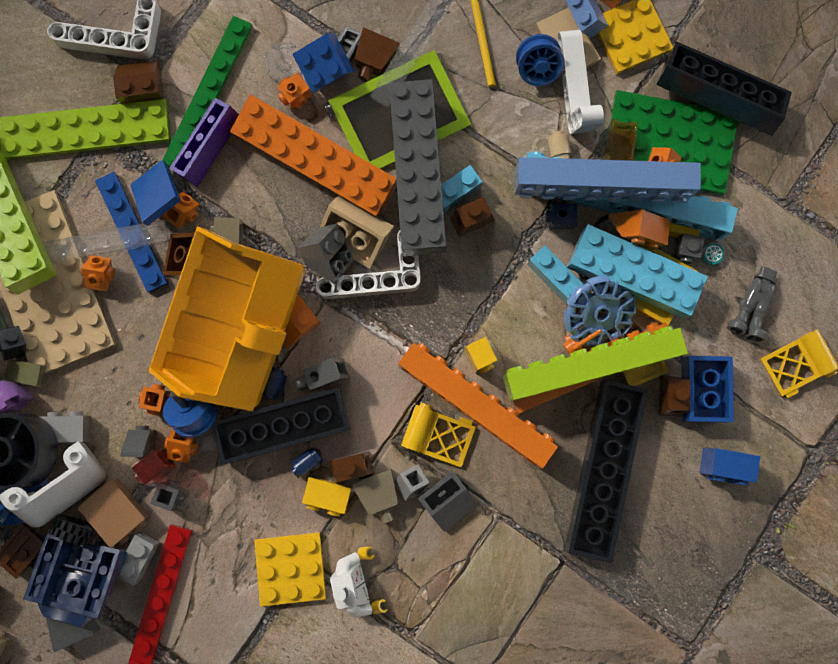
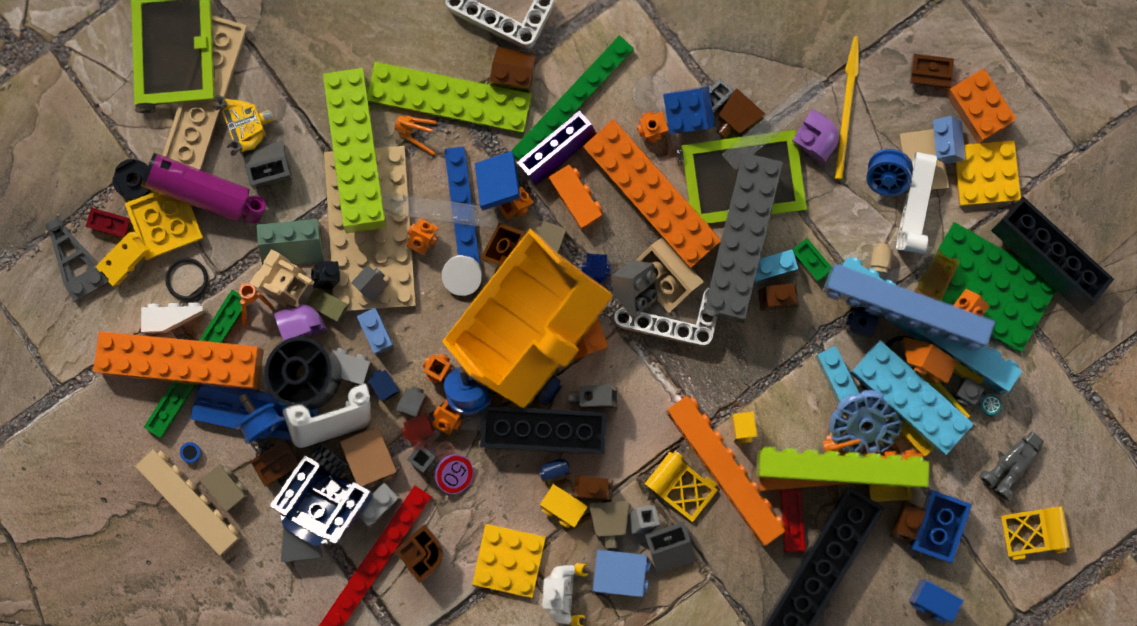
camera: 25 degrees right, 0 degrees up
(51, 169) = (407, 124): none -> orange plant
(57, 336) = (370, 282): none -> dark grey brick
(80, 383) = (375, 331): none -> medium blue brick
(106, 434) = (383, 385): none -> dark blue brick
(150, 298) = (461, 275): none -> white tile
(196, 594) = (421, 553): none -> reddish brown brick
(205, 500) = (454, 474): none -> piece
(240, 184) = (576, 196): none -> orange brick
(283, 245) = (596, 267): none -> clear blue brick
(406, 544) = (621, 573): none -> medium blue brick
(458, 49) = (817, 136): none -> medium lavender brick
(492, 170) = (811, 259): none -> green plate
(559, 430) = (793, 518): none -> red tile

